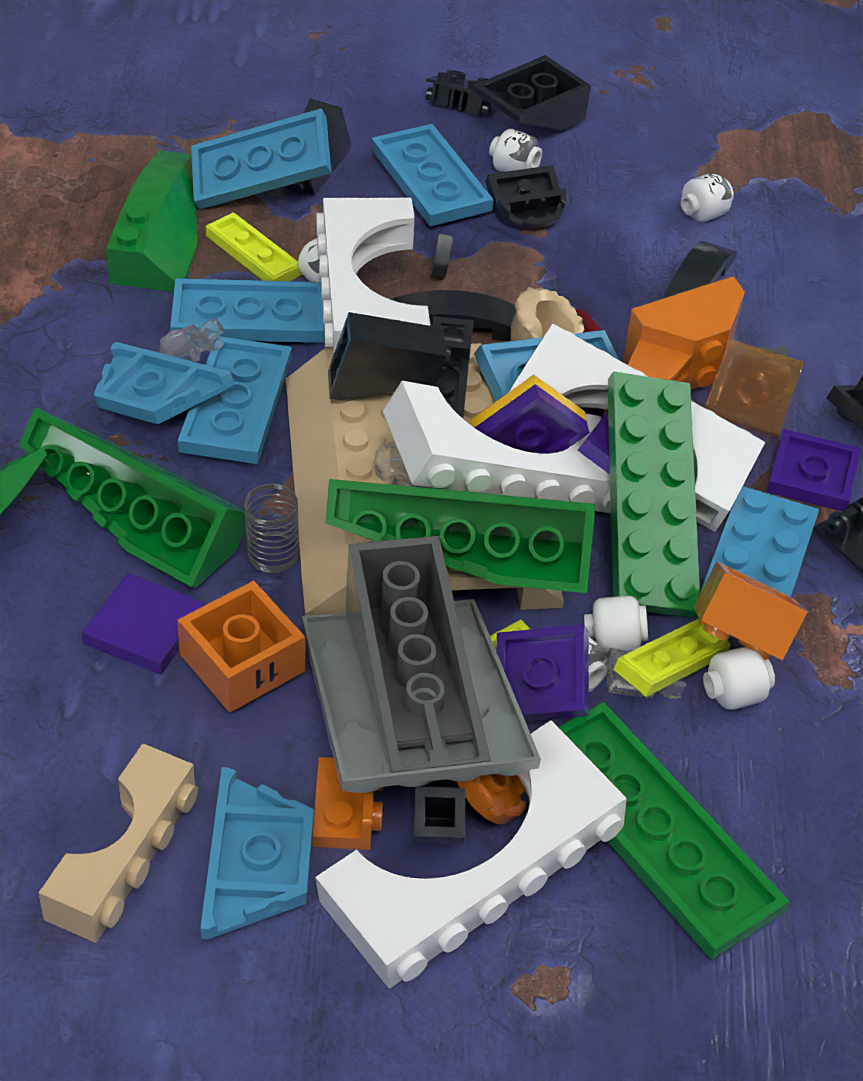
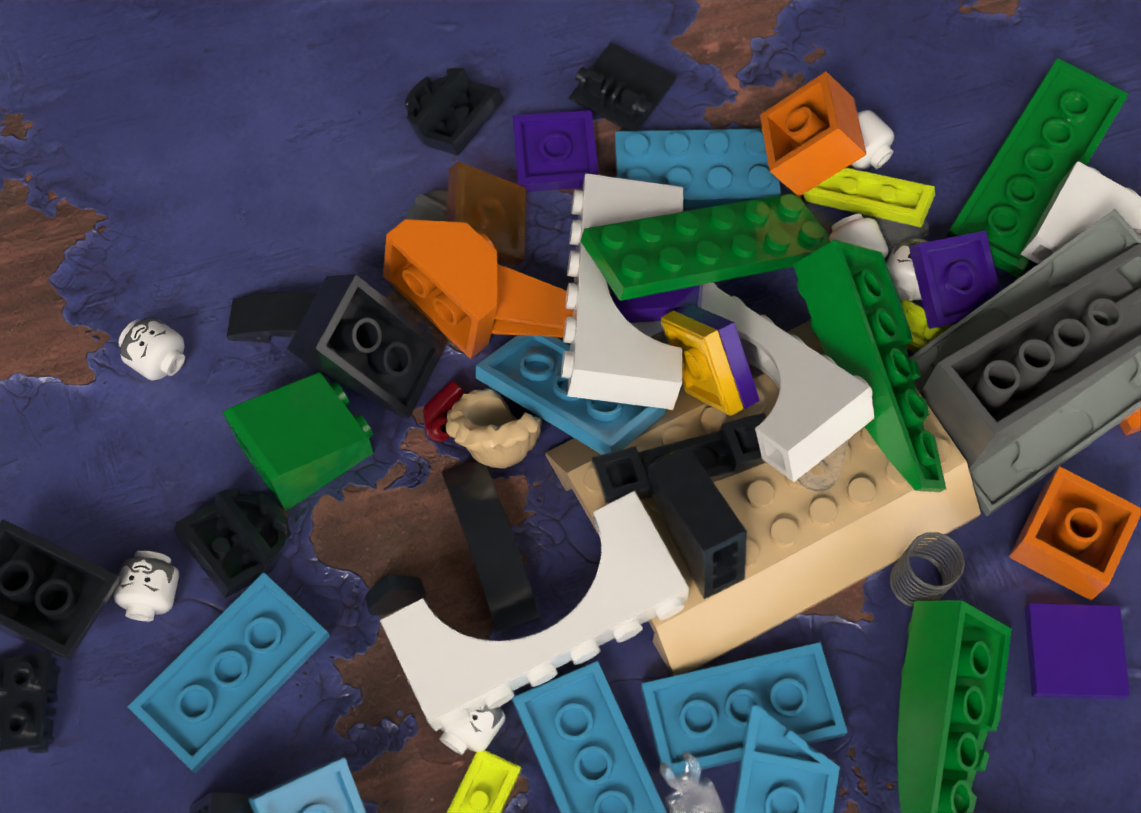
camera: 110 degrees left, 20 degrees up
(590, 231) = (300, 437): none -> green slope
(649, 269) = (366, 344): none -> black slope

